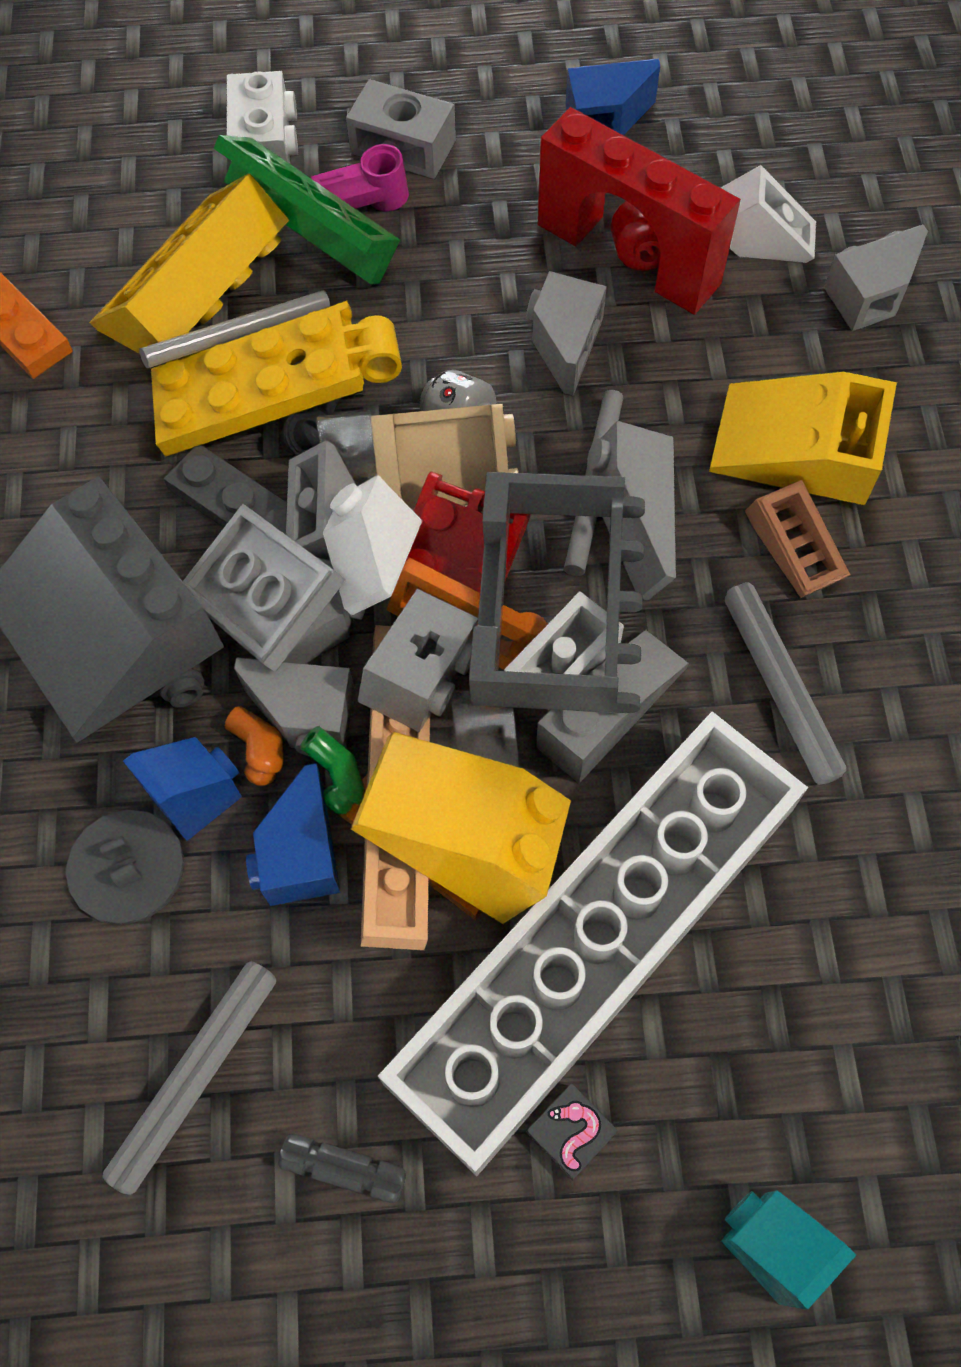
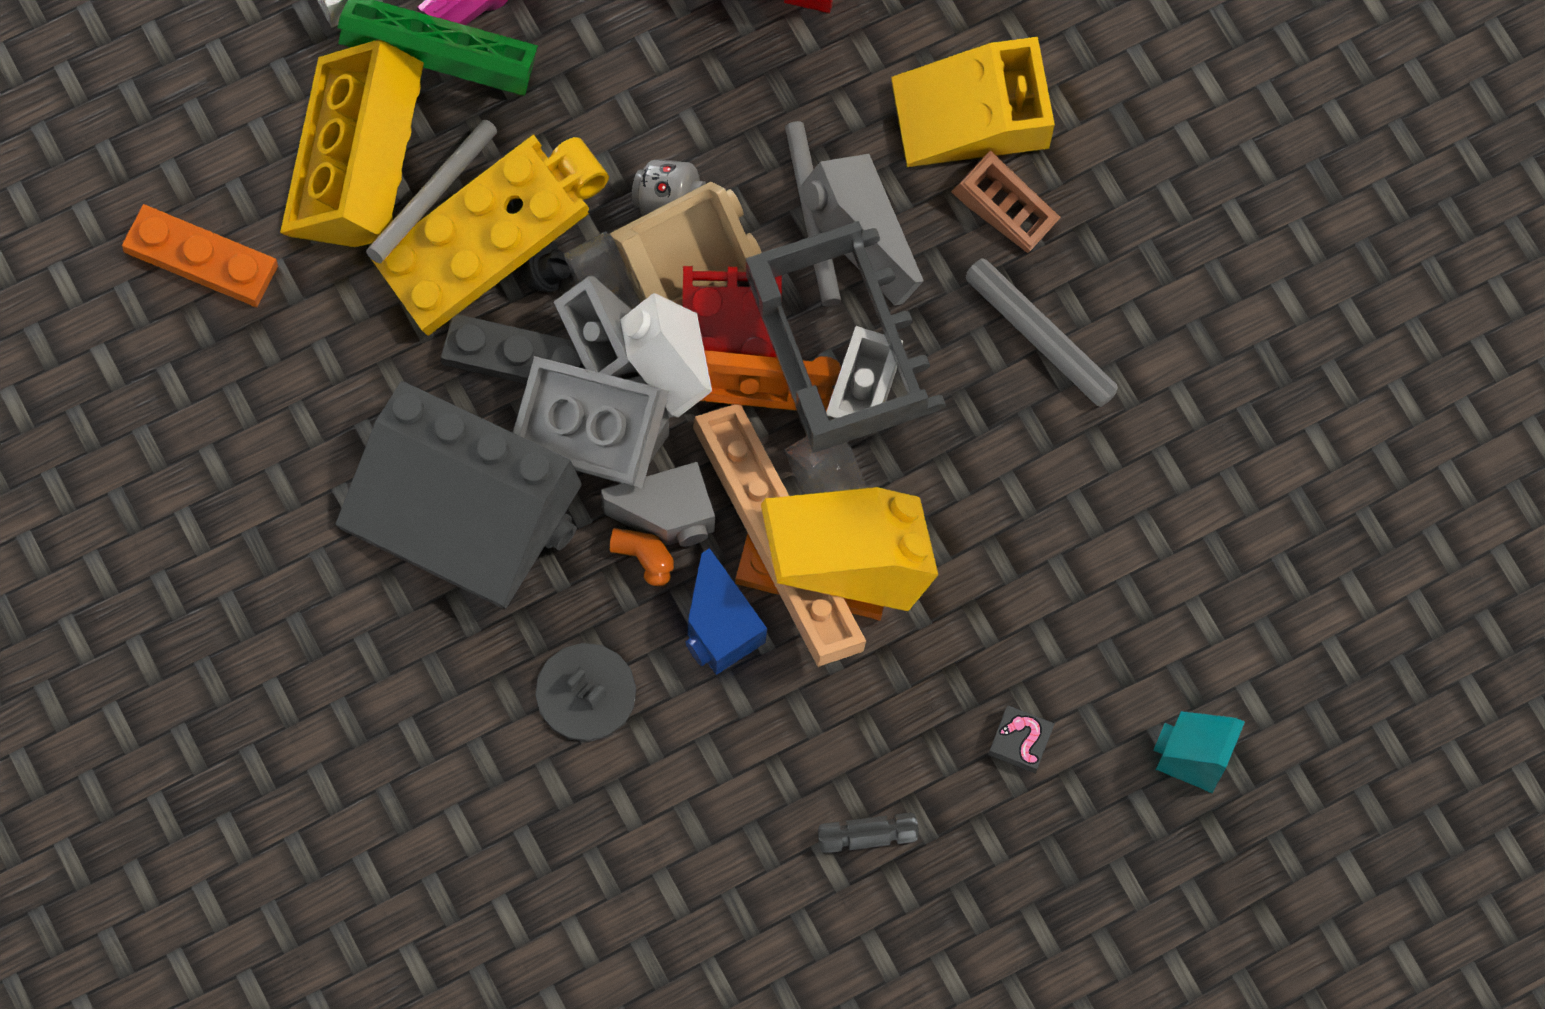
camera: 30 degrees left, 5 degrees up
(186, 782) = (612, 607): blue slope -> none
(188, 1079) = (724, 818): light grey axle -> none
(342, 767) = (726, 541): green arm -> none
(418, 660) = (753, 433): light grey brick -> none
(566, 325) = (725, 75): light grey slope -> none
(582, 738) = (902, 446): light grey slope -> none
(590, 942) = (982, 591): white brick -> none

